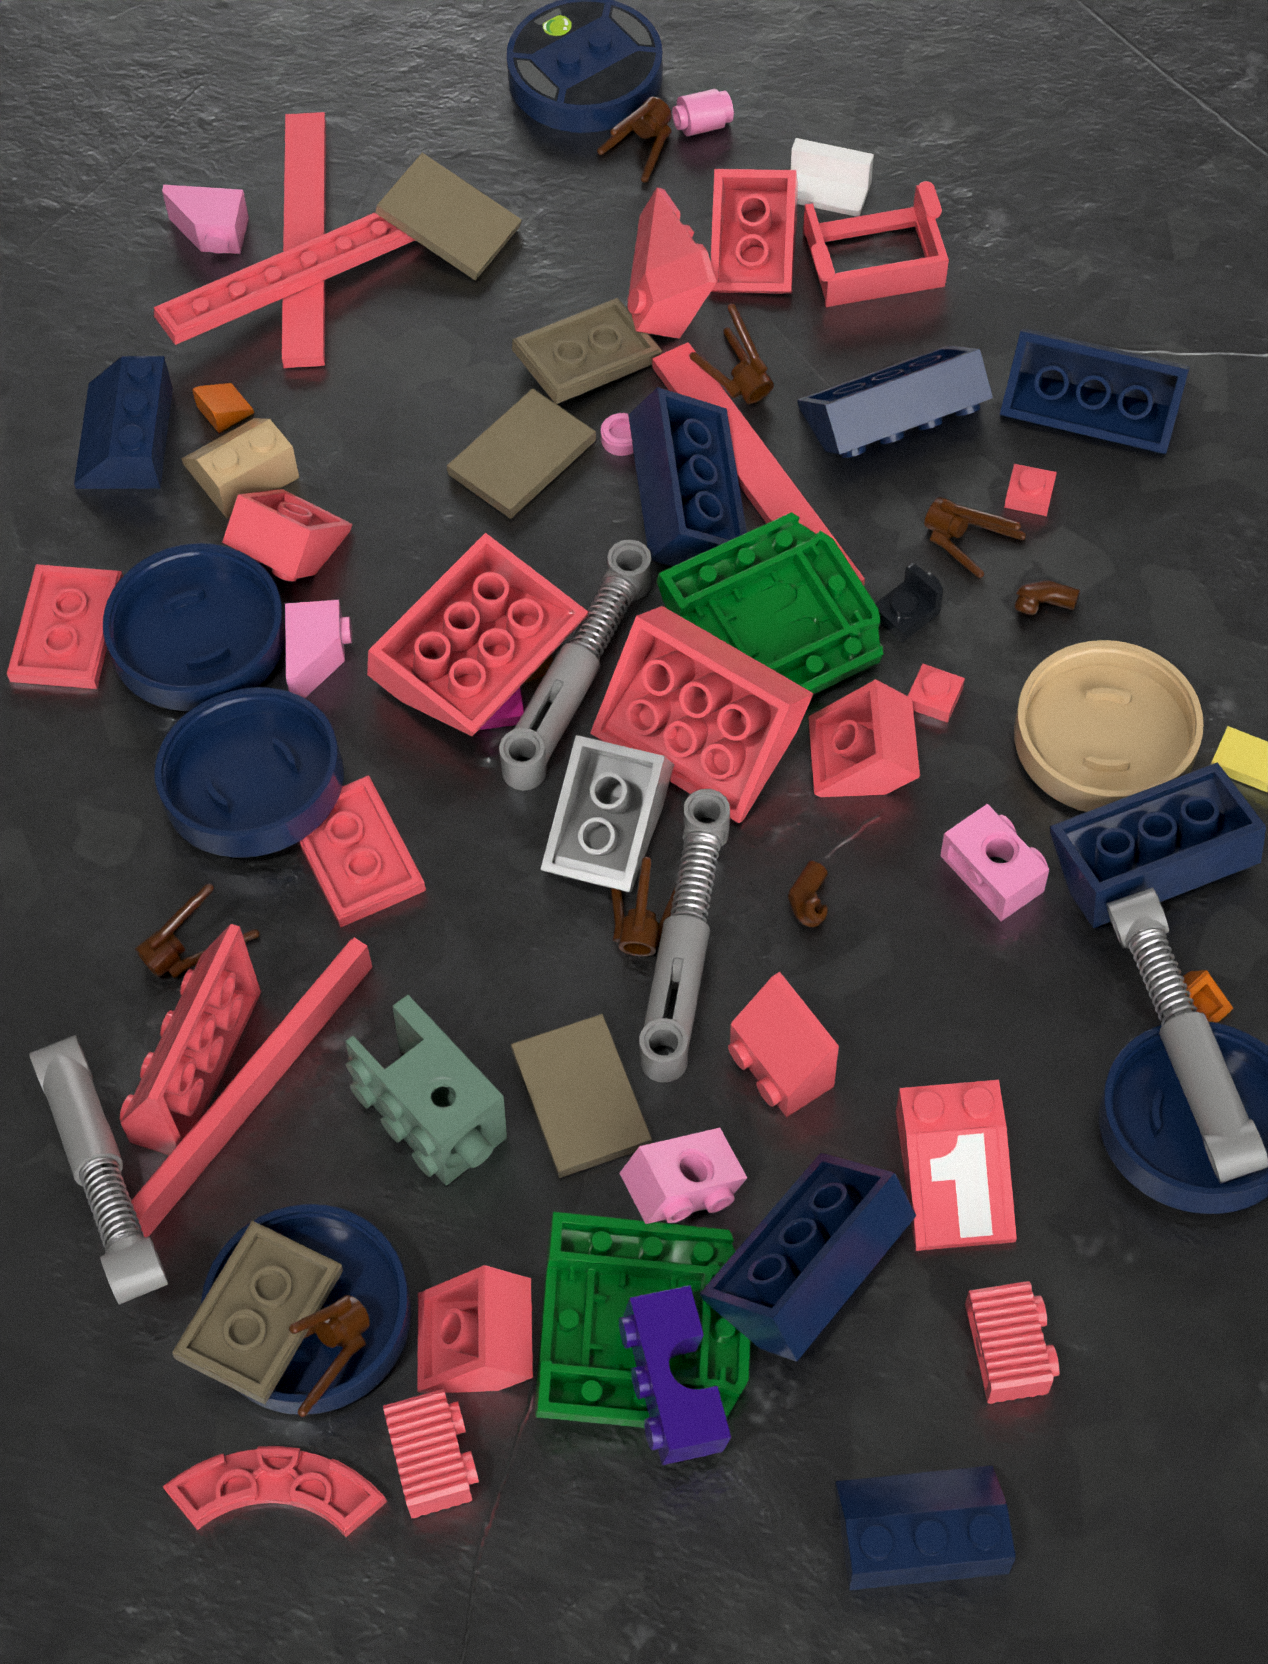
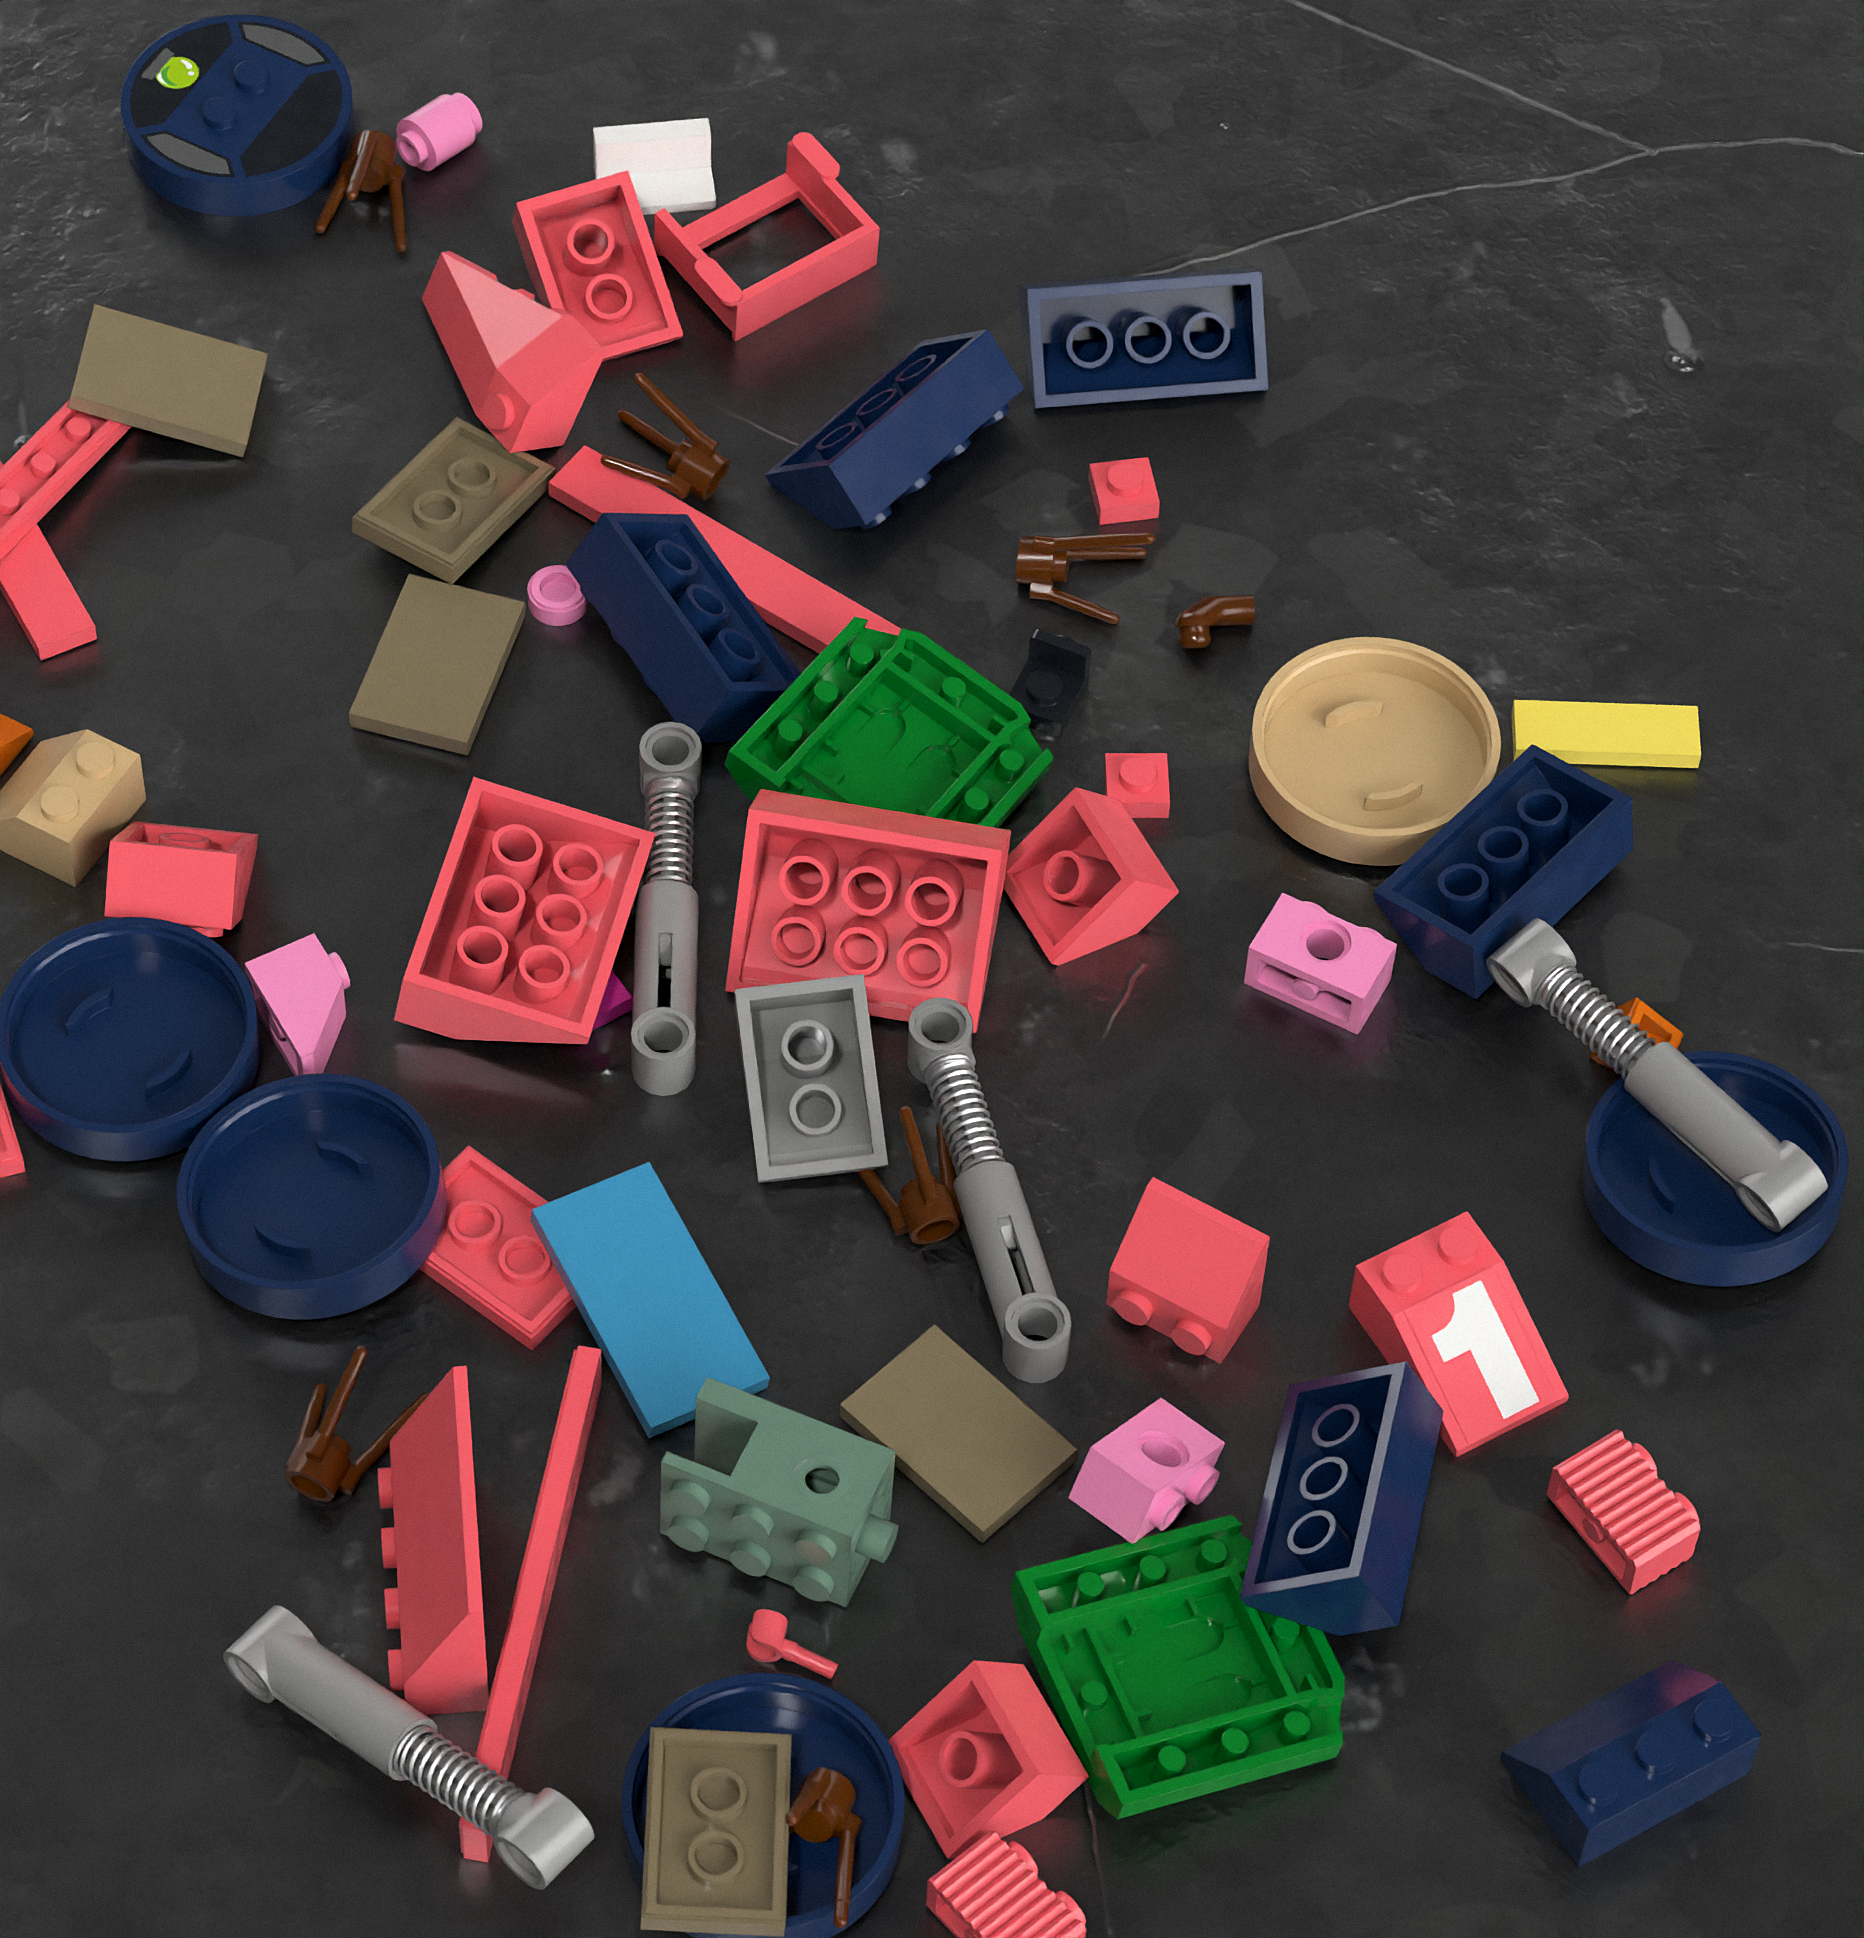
camera: 30 degrees left, 5 degrees down
(379, 1188) = (768, 1644): none -> coral hand
(425, 921) = (647, 1296): none -> dark azure tile
(681, 1419) = (1296, 1742): dark purple arch -> none
(804, 898) = (1107, 1094): reddish brown arm -> none

